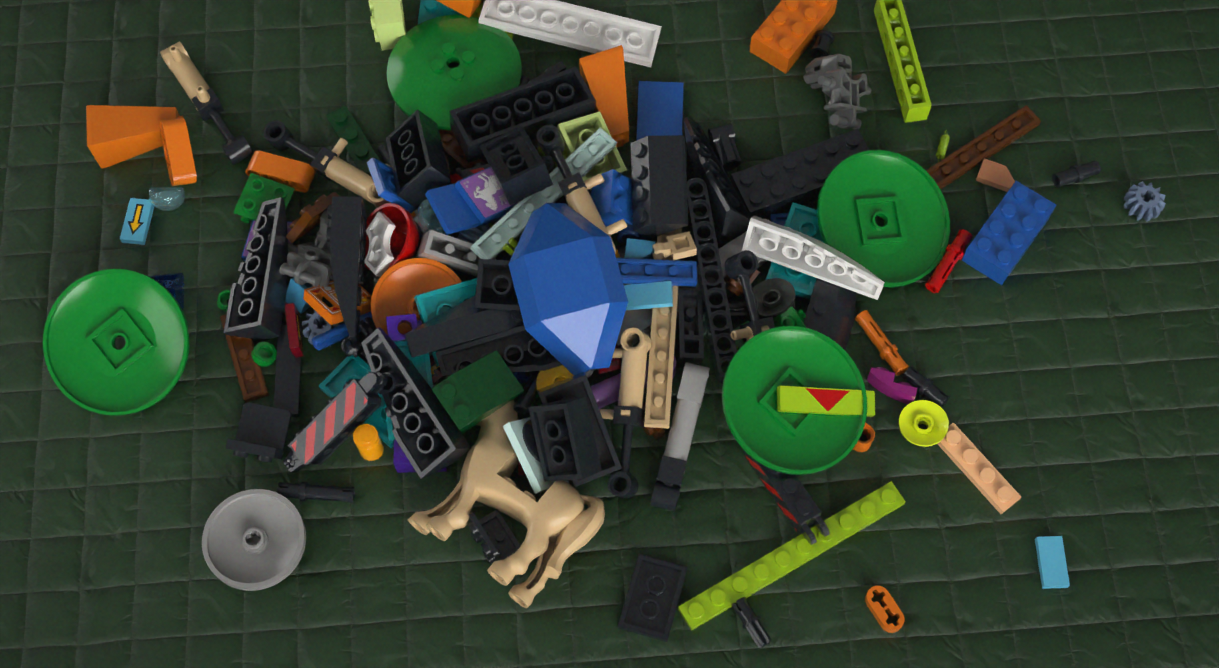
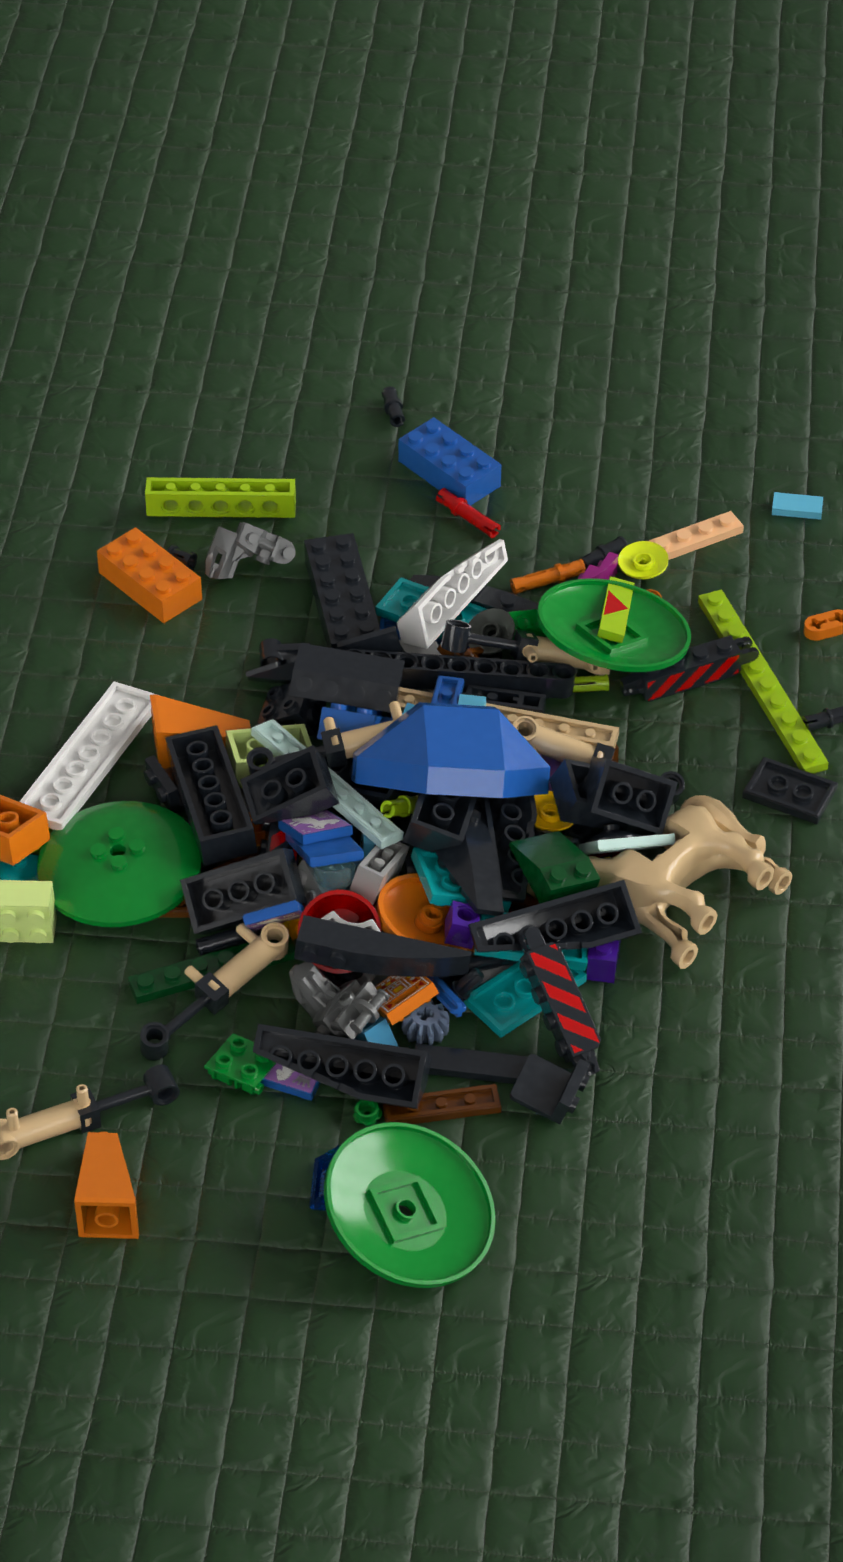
camera: 80 degrees left, 20 degrees down
(137, 221) = (231, 1199): medium azure tile -> none
(167, 197) = (211, 1159): clear light blue hair -> none
(178, 151) = (167, 1138): orange beam -> none
(254, 539) = (679, 1100): light grey dish -> none
(264, 354) = (446, 1081): green tile -> none
(282, 170) = (202, 1044): orange beam -> none
(294, 331) = (430, 1039): dark red tile -> none
(309, 218) = (290, 1000): reddish brown plate -> none
(316, 492) = (626, 1056): black pin -> none
(368, 442) = (586, 977): light orange piece -> none
(495, 535) = (722, 891): black bracket -> none
(659, 109) = (227, 698): blue tile -> none
(676, 245) = (419, 683): tan plate -> none
(680, 437) = (658, 747): light grey piece -> none
(906, 200) = (410, 537): green dish -> none
(942, 147) = (332, 495): lime piece -> none
(983, 146) = (343, 469): reddish brown tile -> none
(995, 175) = (377, 463): nougat tile -> none
(1144, 201) = (438, 366): sand blue gear -> none

